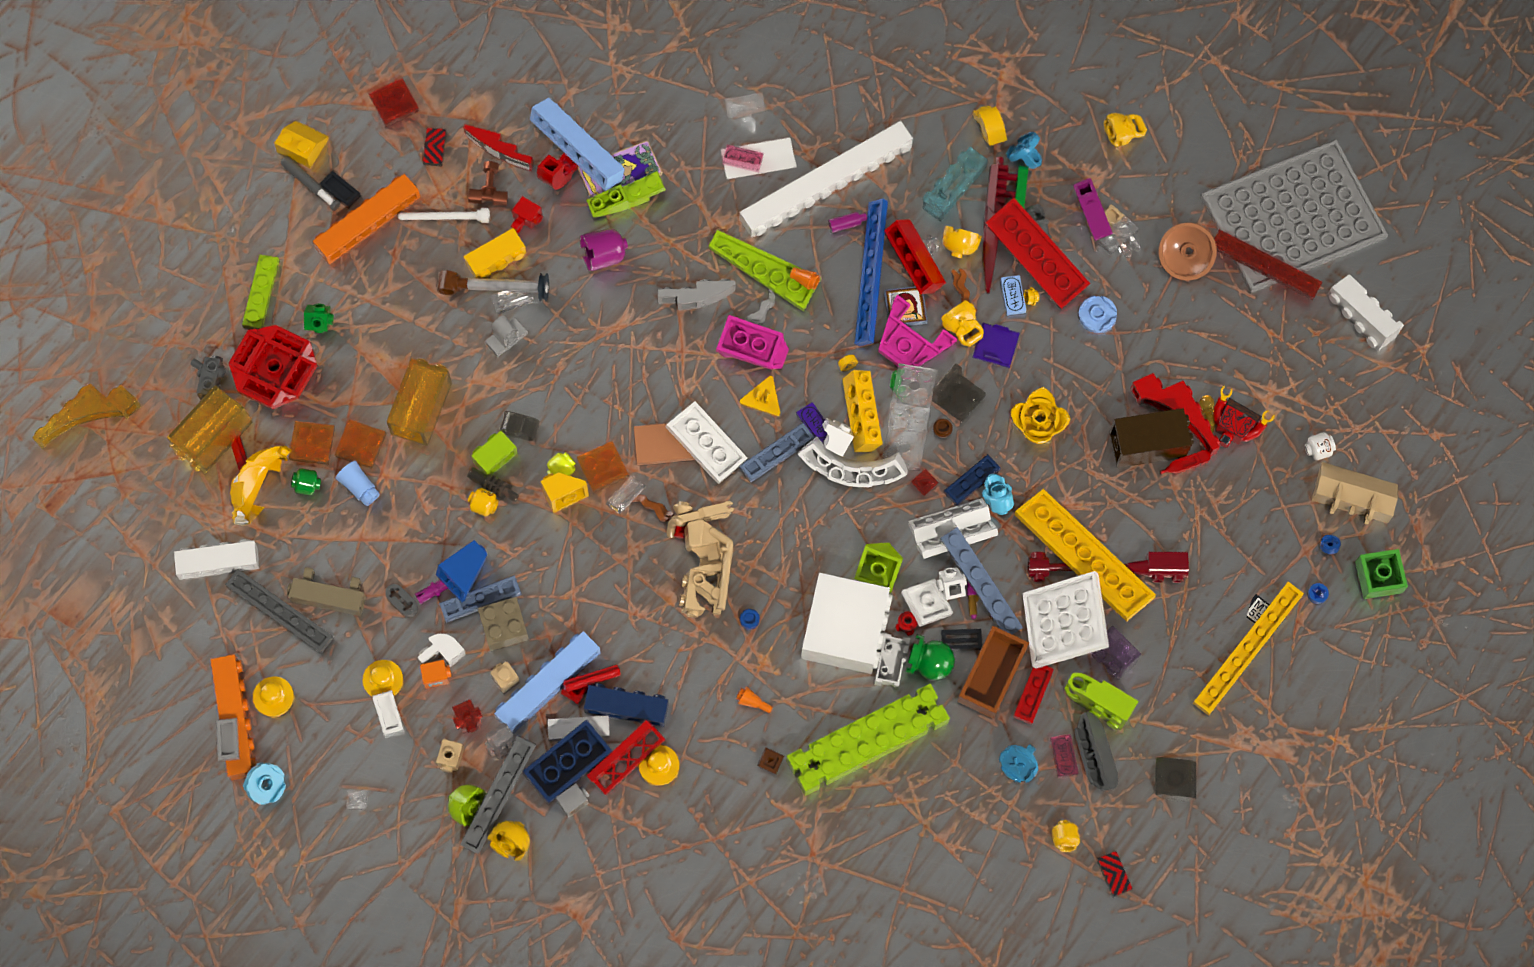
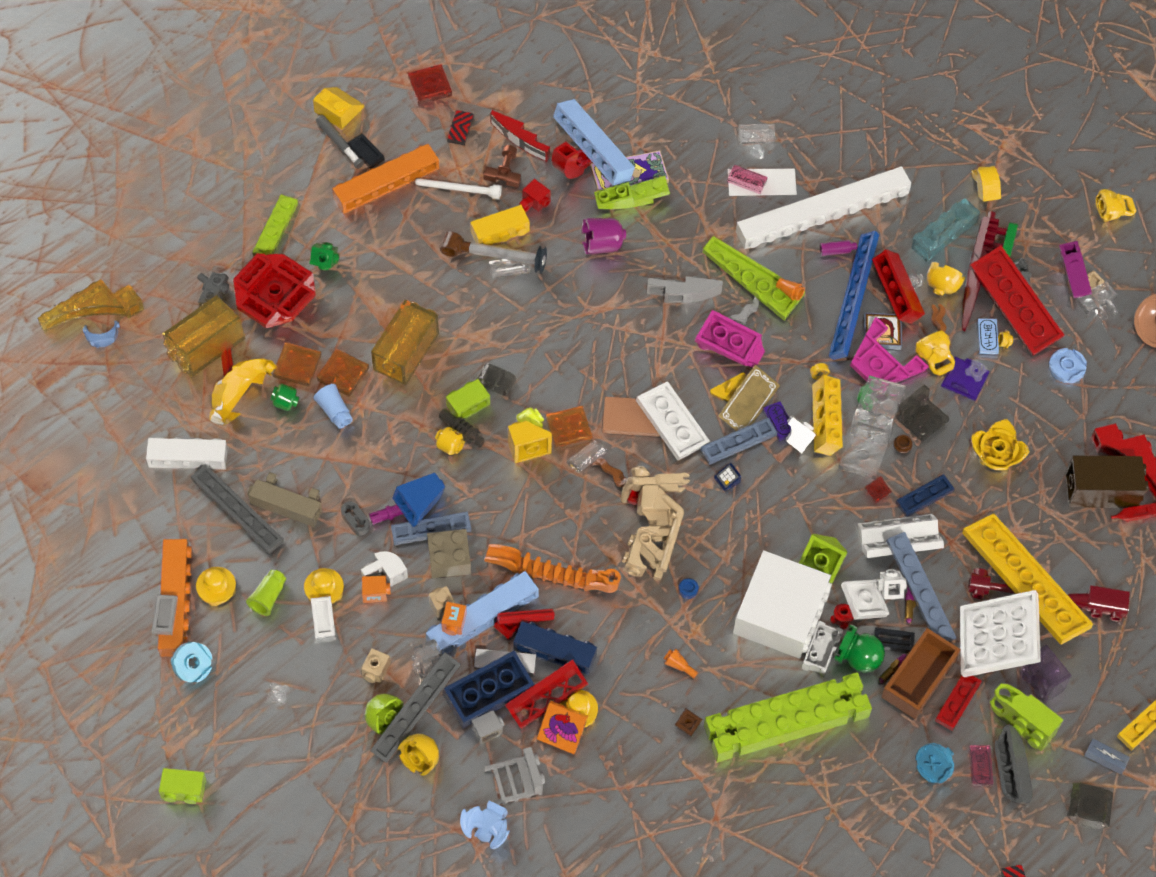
camera: 10 degrees right, 10 degrees down
(105, 448) = (103, 339): none -> medium blue helmet
(279, 912) = (182, 785): none -> lime brick
(326, 696) = (266, 593): none -> lime plant
(464, 711) = (398, 632): clear red brick -> none
(505, 334) = (497, 297): light grey tile -> none
(520, 696) = (454, 618): none -> orange brick
(569, 620) = (512, 560): none -> orange piece
(590, 900) = (488, 823): none -> light blue animal
(623, 844) = (530, 776): none -> light grey plate
(647, 788) = (562, 727): none -> orange tile
(771, 493) = (728, 477): none -> slope
(780, 405) = (749, 399): none -> pearl gold sticker
(850, 471) = (807, 469): white brick -> none
(967, 665) = (891, 669): none -> pearl gold piece
(998, 494) = (948, 511): medium azure head -> none
(1001, 336) = (975, 364): none -> clear plate
(1026, 150) = (1018, 210): dark azure tile -> none
(1065, 836) = (972, 841): yellow head -> none
(1185, 725) = (1107, 756): none -> sand blue slope

